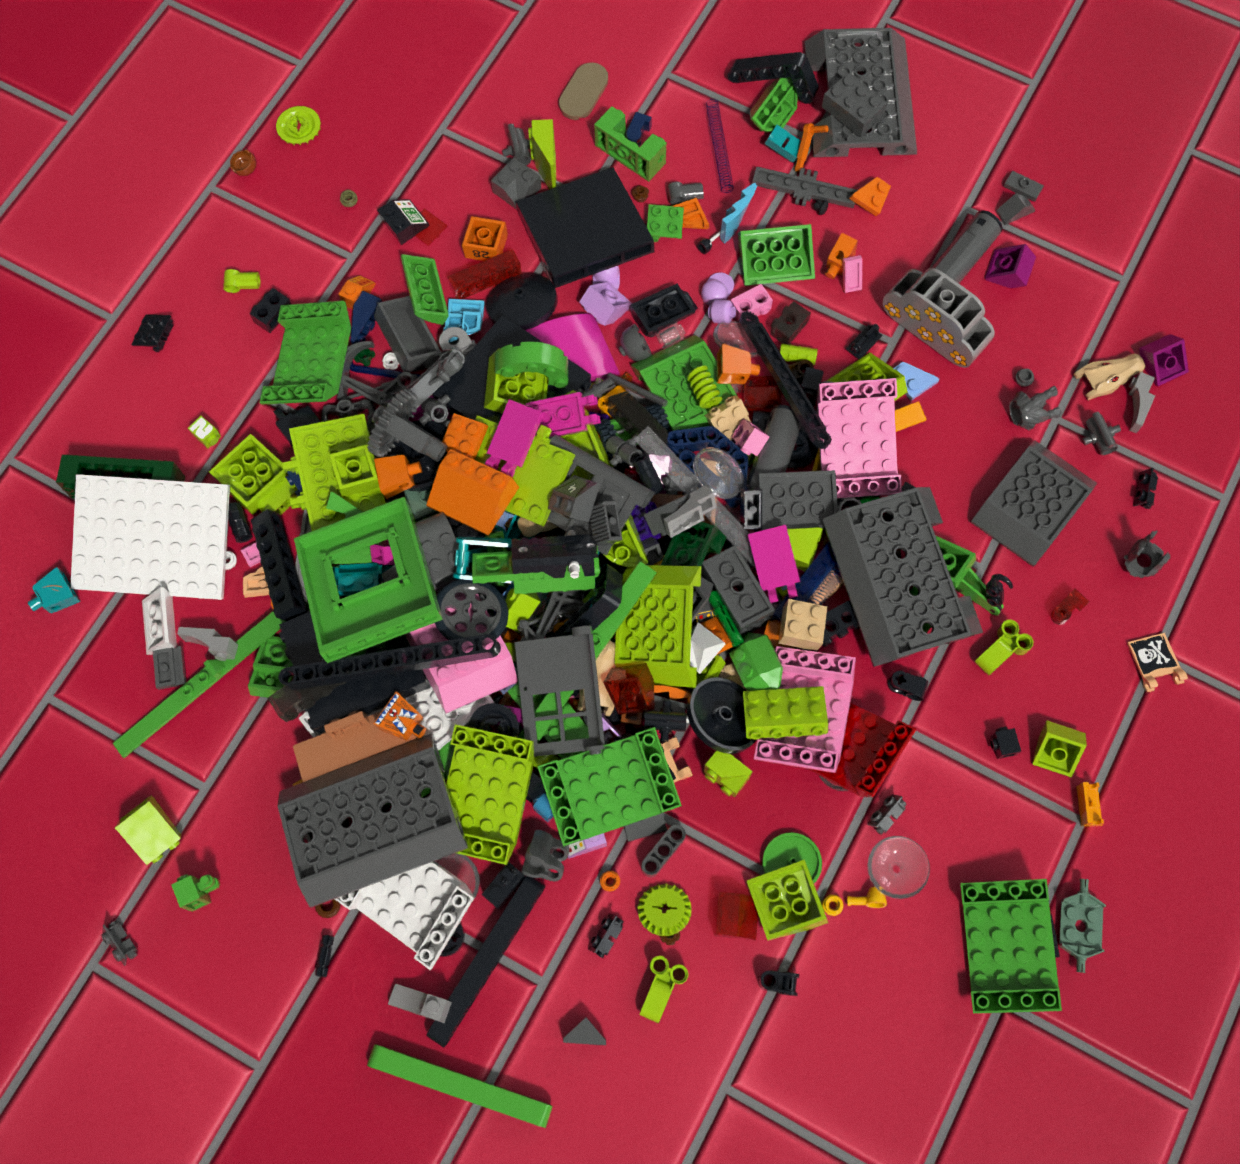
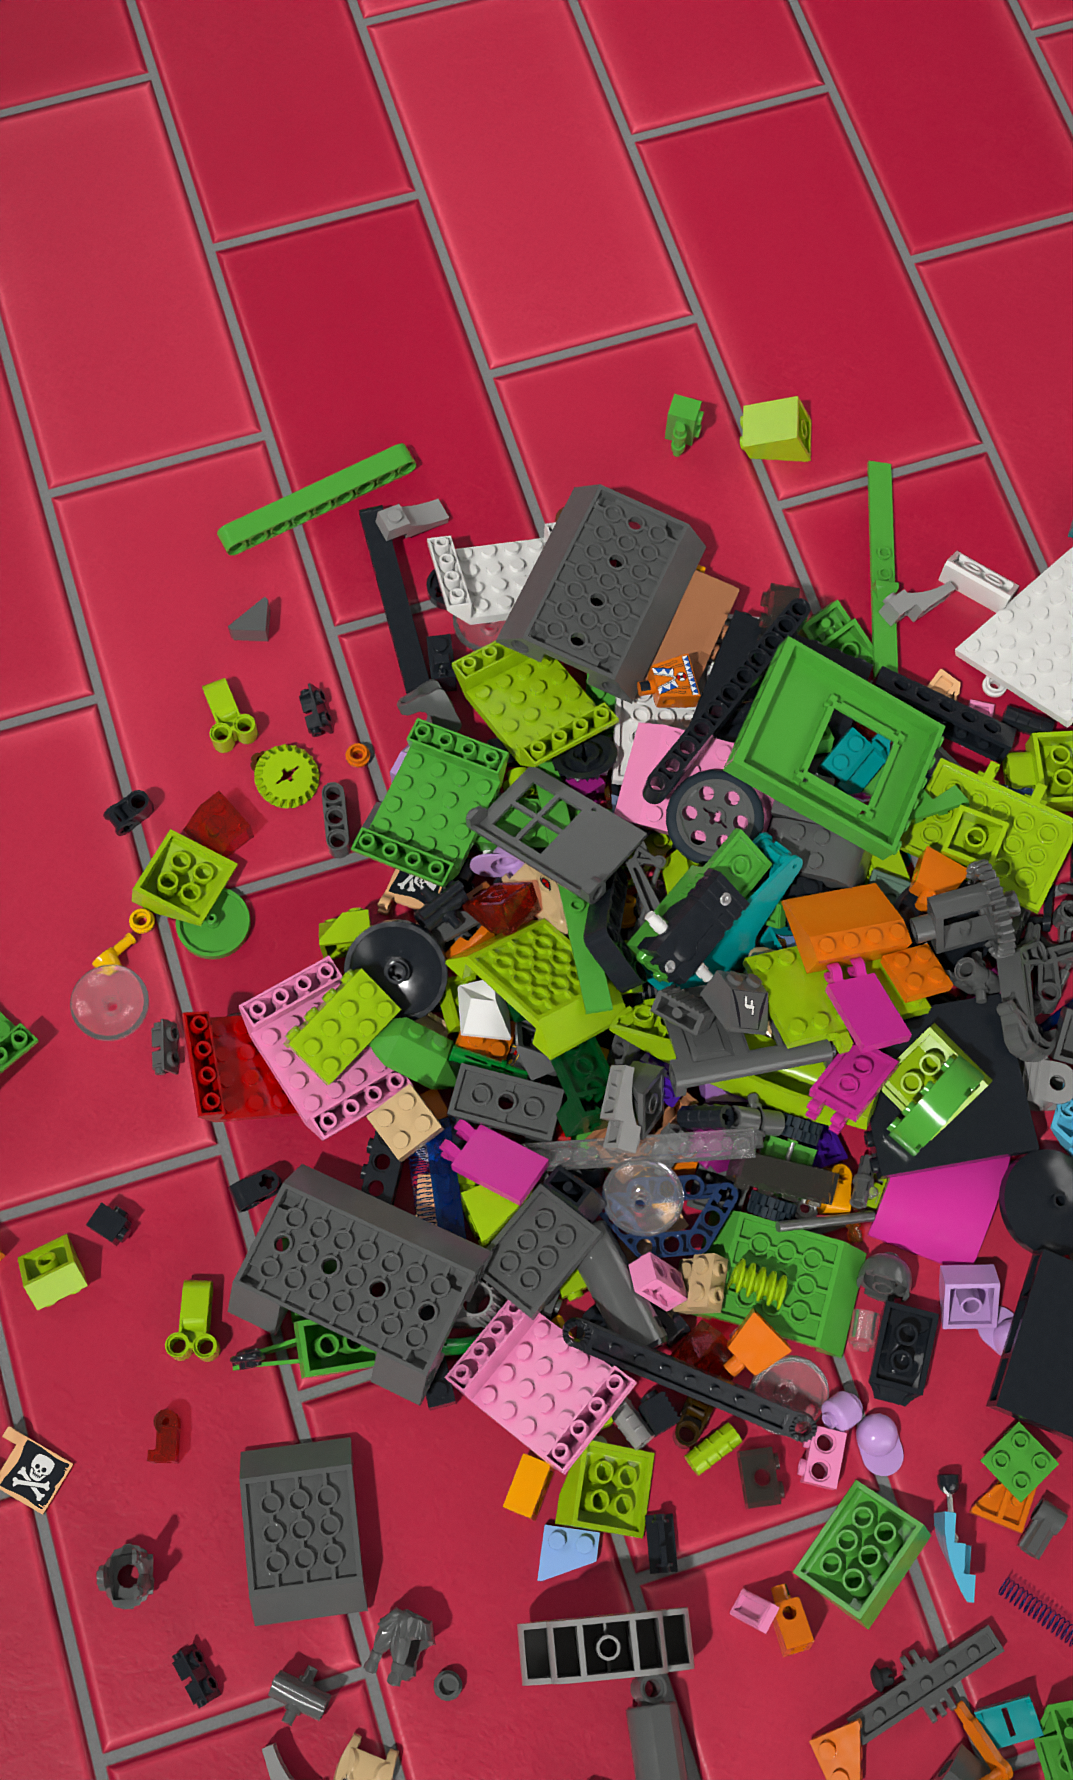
camera: 130 degrees right, 0 degrees up
(113, 936) = (705, 344): dark grey hinge -> none
(169, 667) = (922, 557): dark grey plate -> none
(324, 956) = (528, 484): black axle -> none

